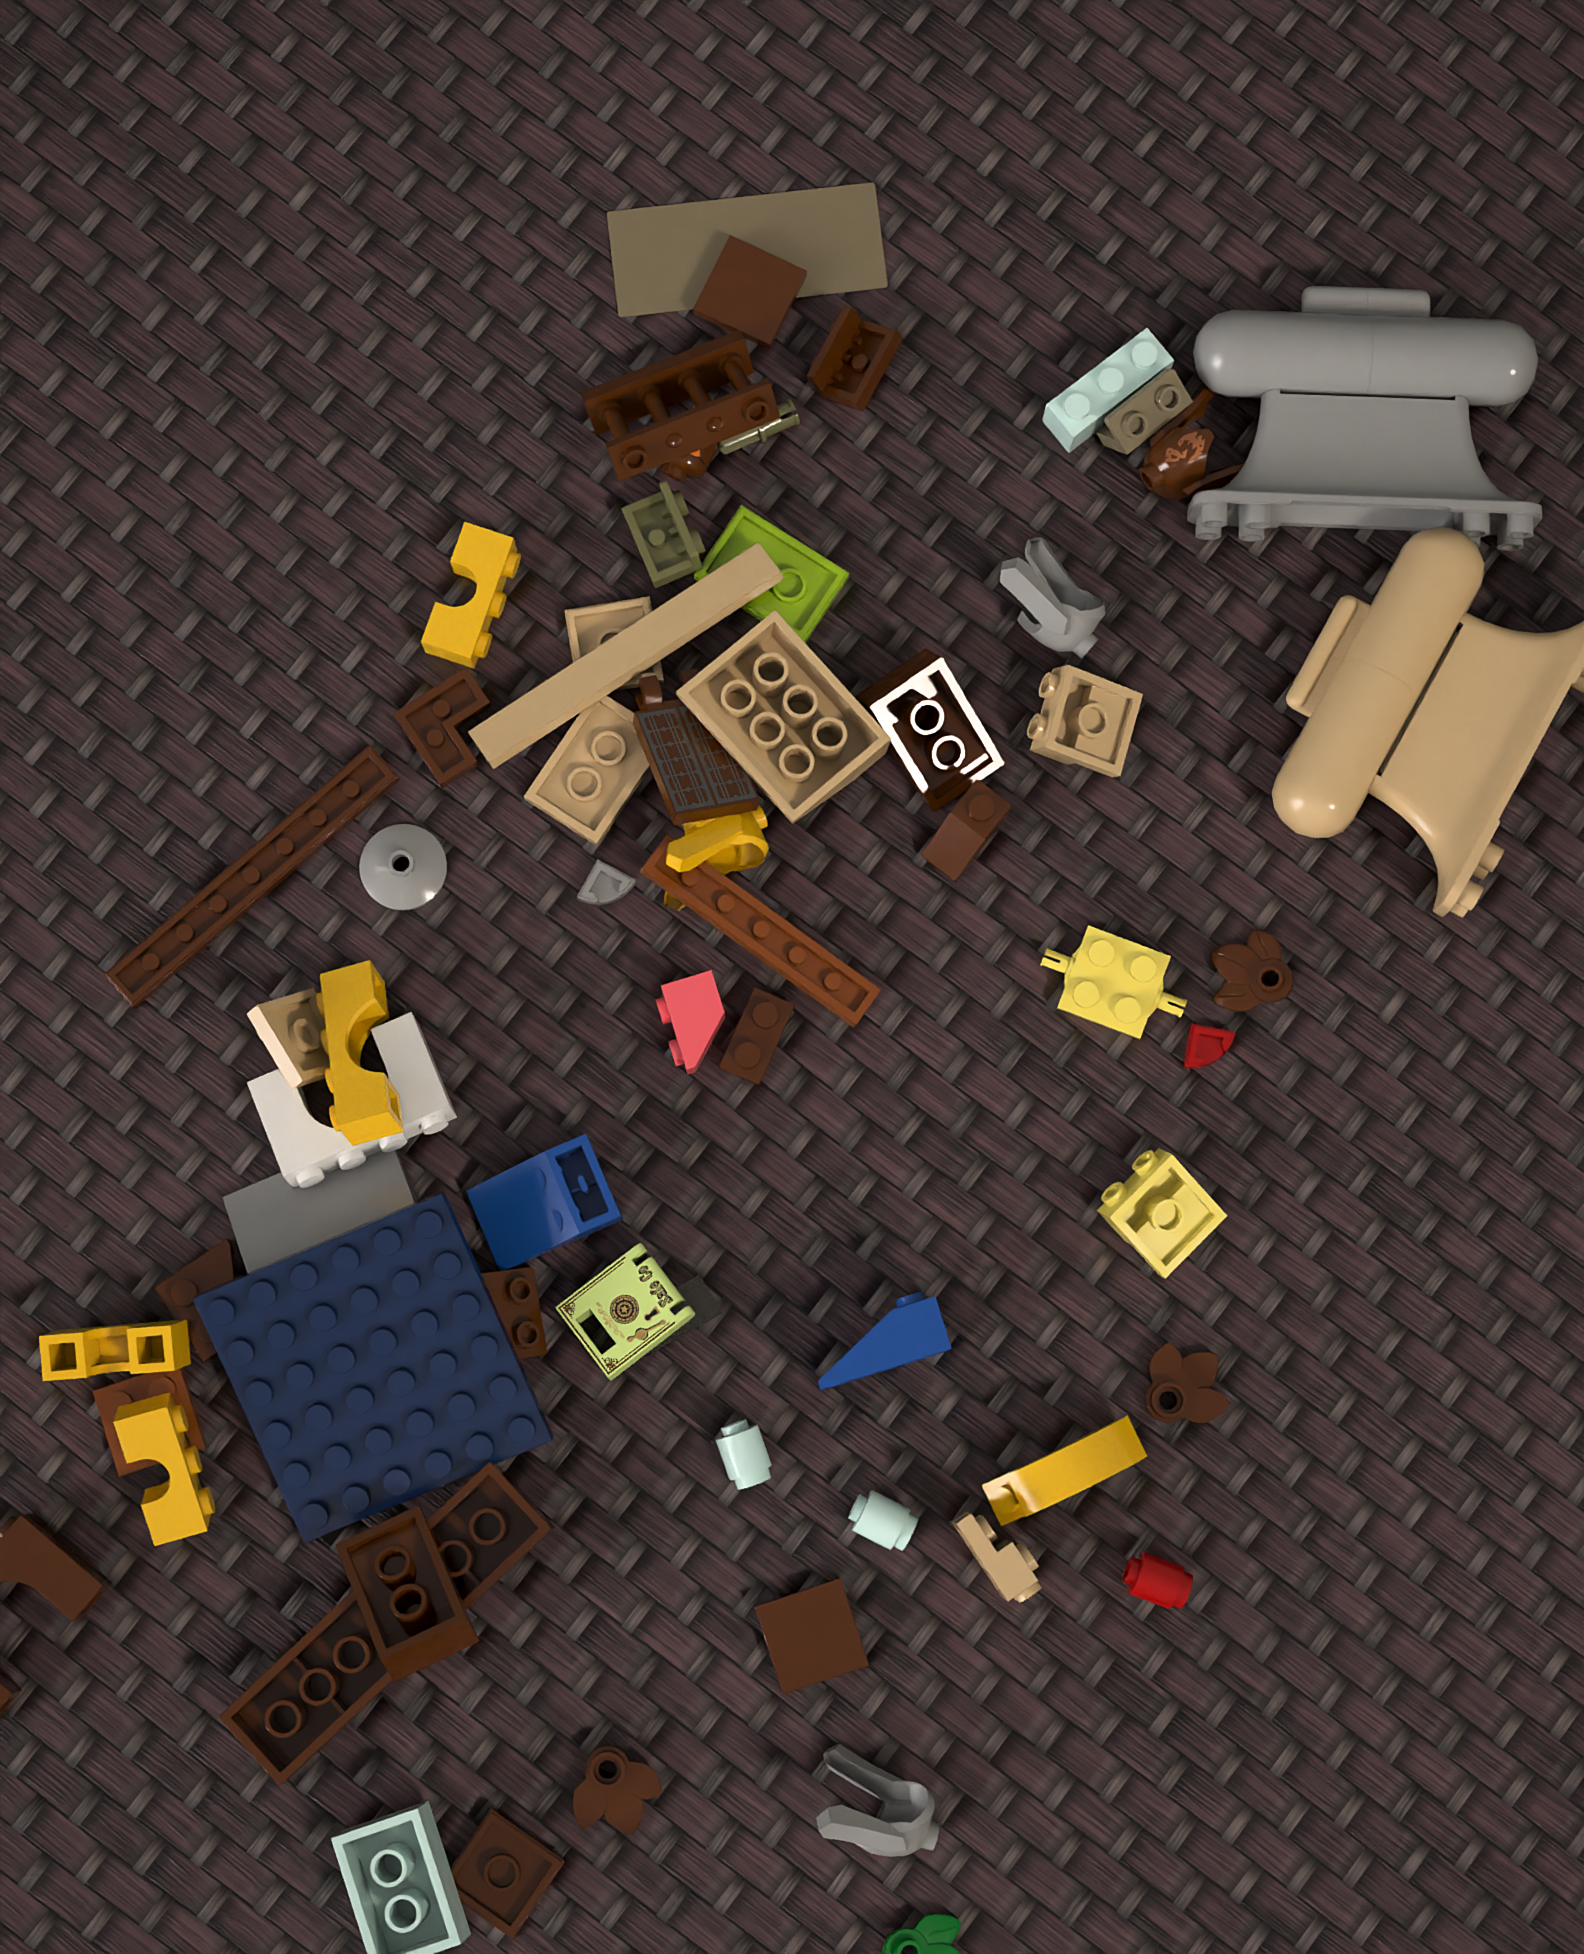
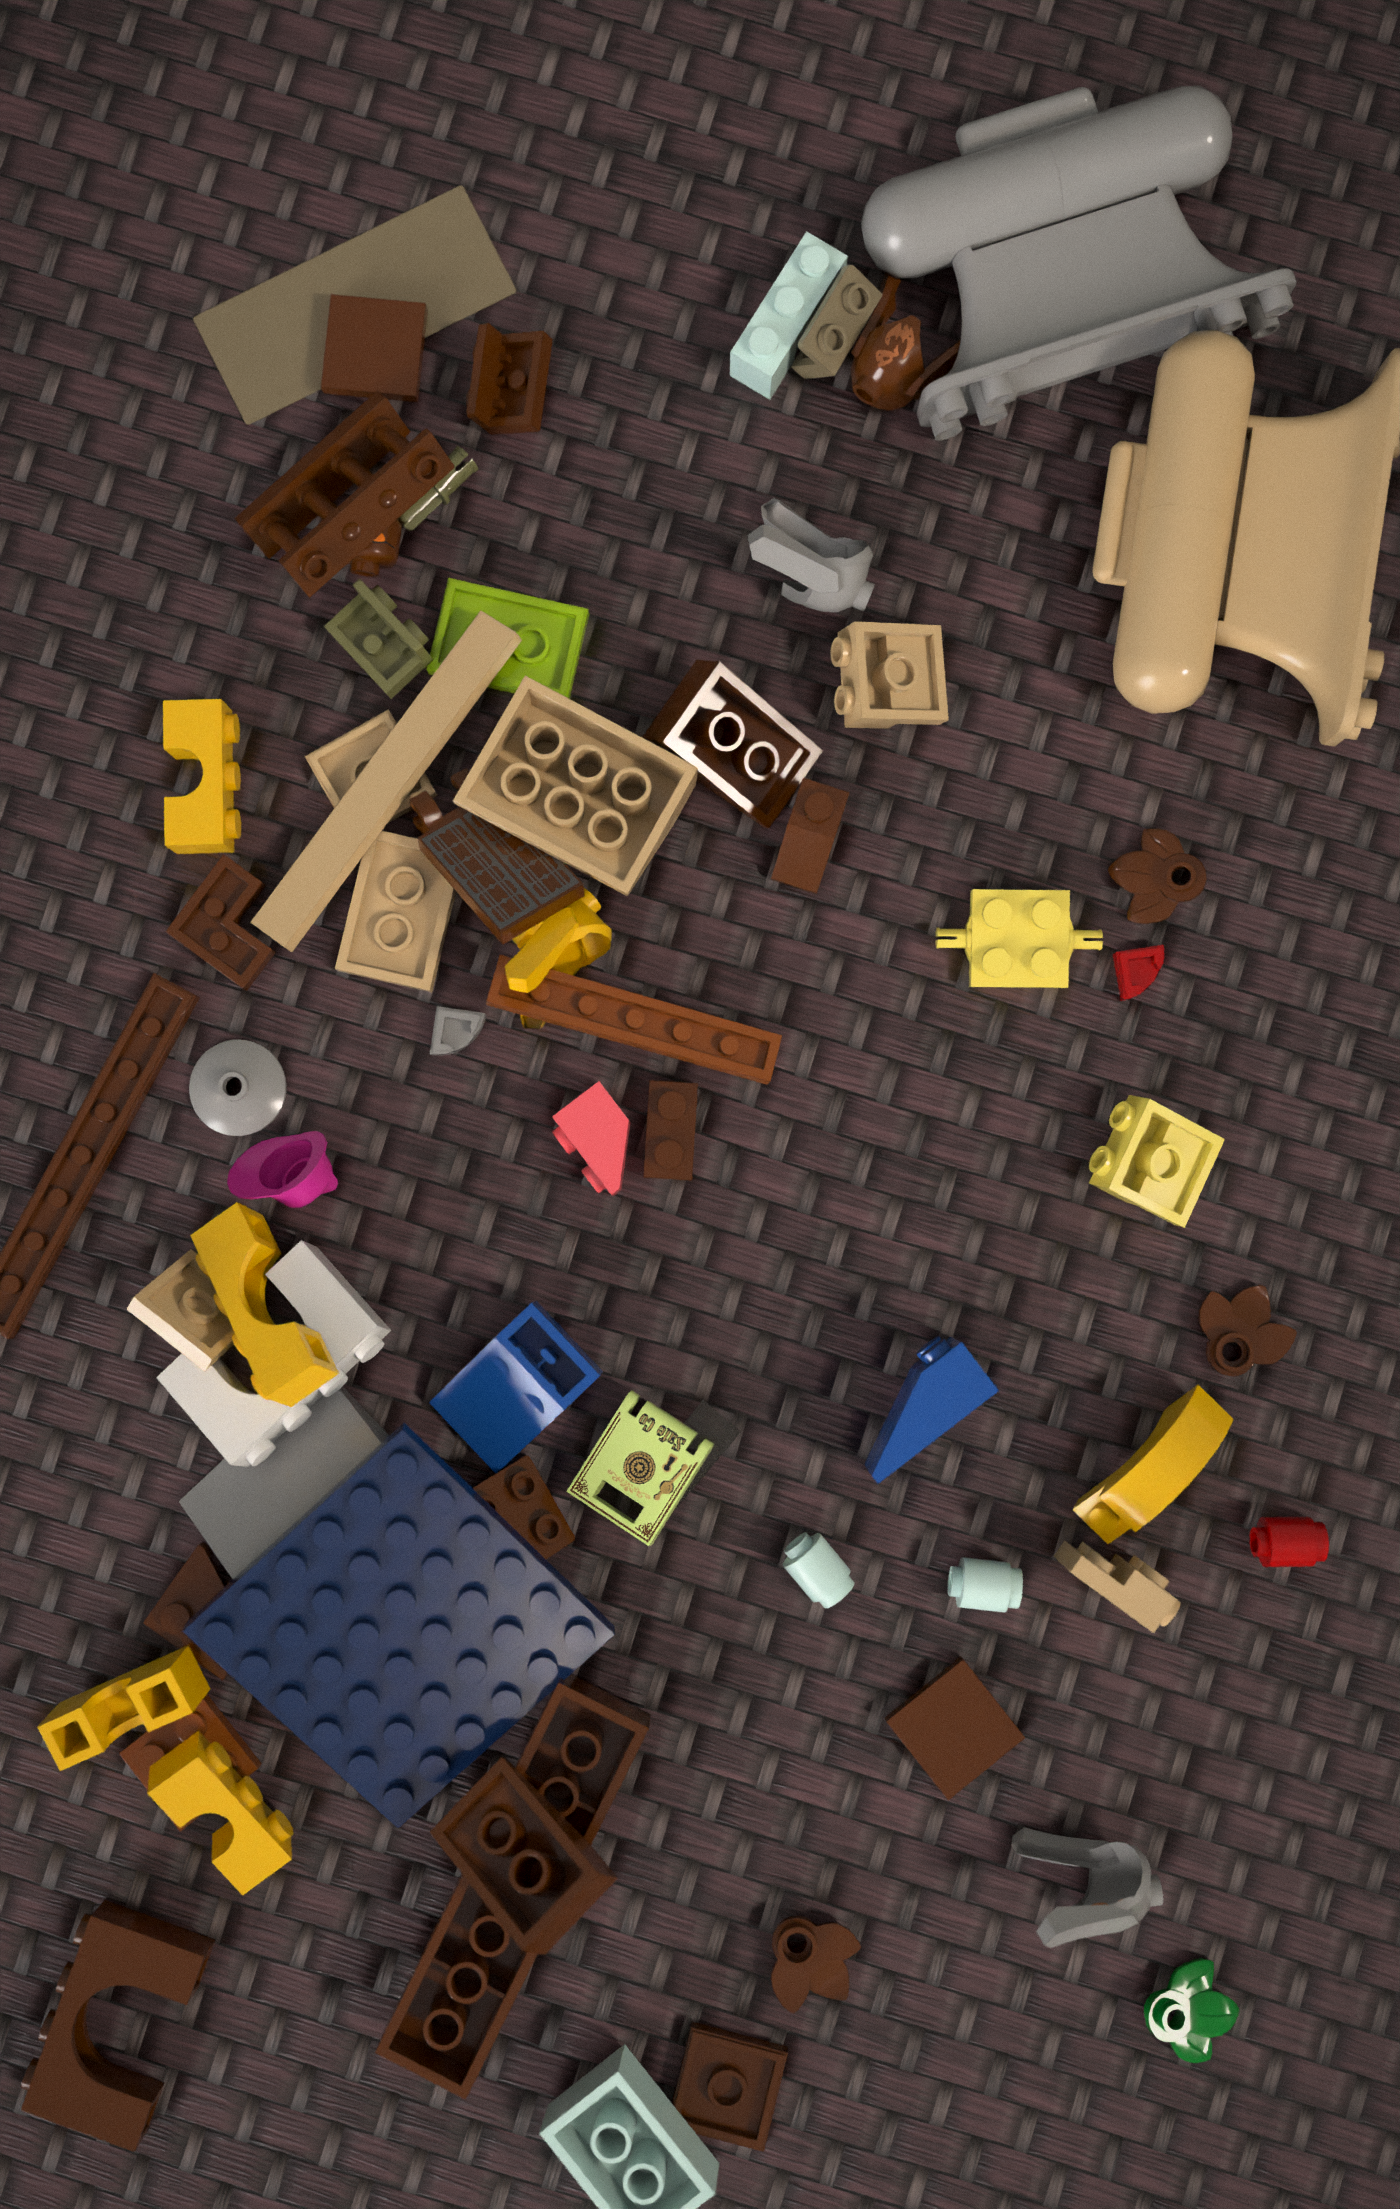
camera: 15 degrees left, 5 degrees up
(419, 948) = (285, 1169): none -> dark pink piece

